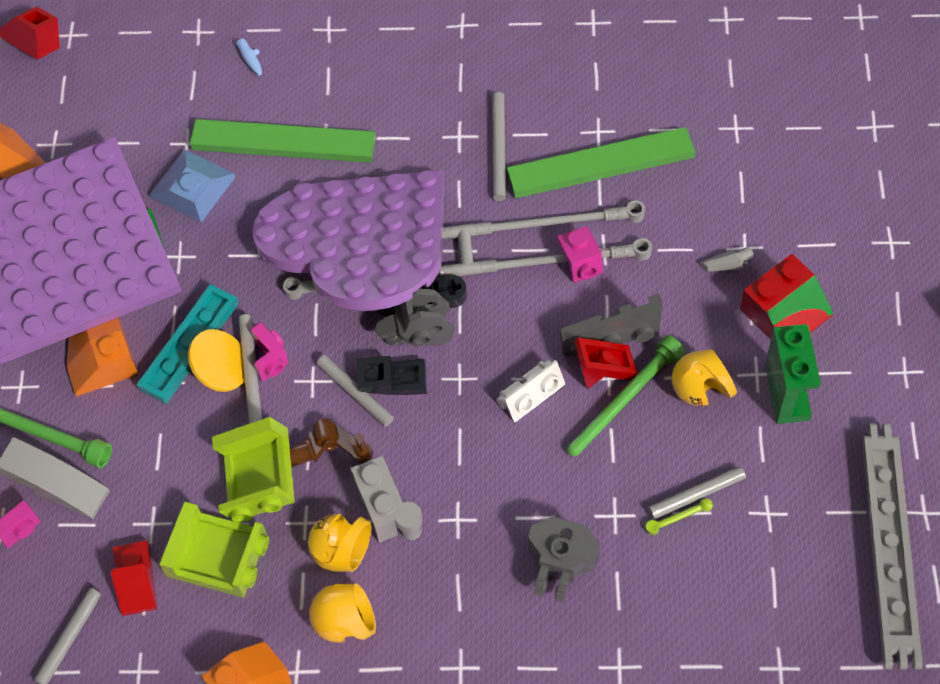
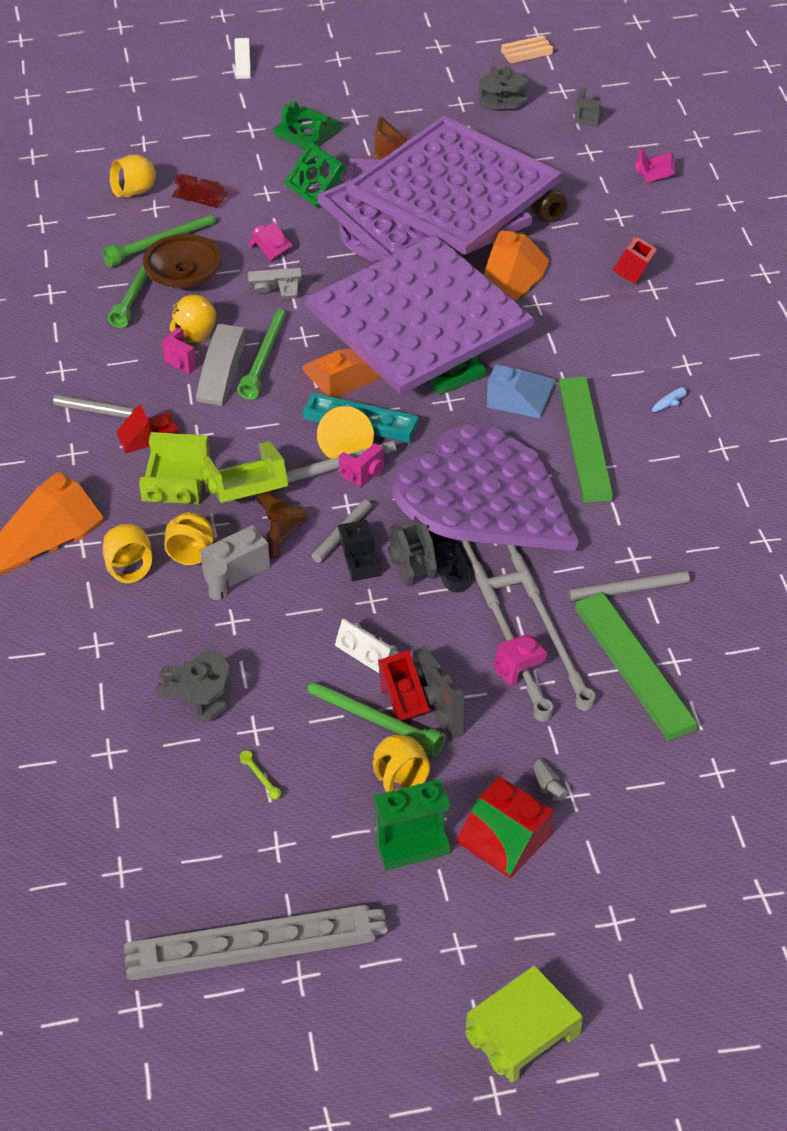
camera: 75 degrees right, 15 degrees down
(696, 492) = (286, 785): light grey bar -> none

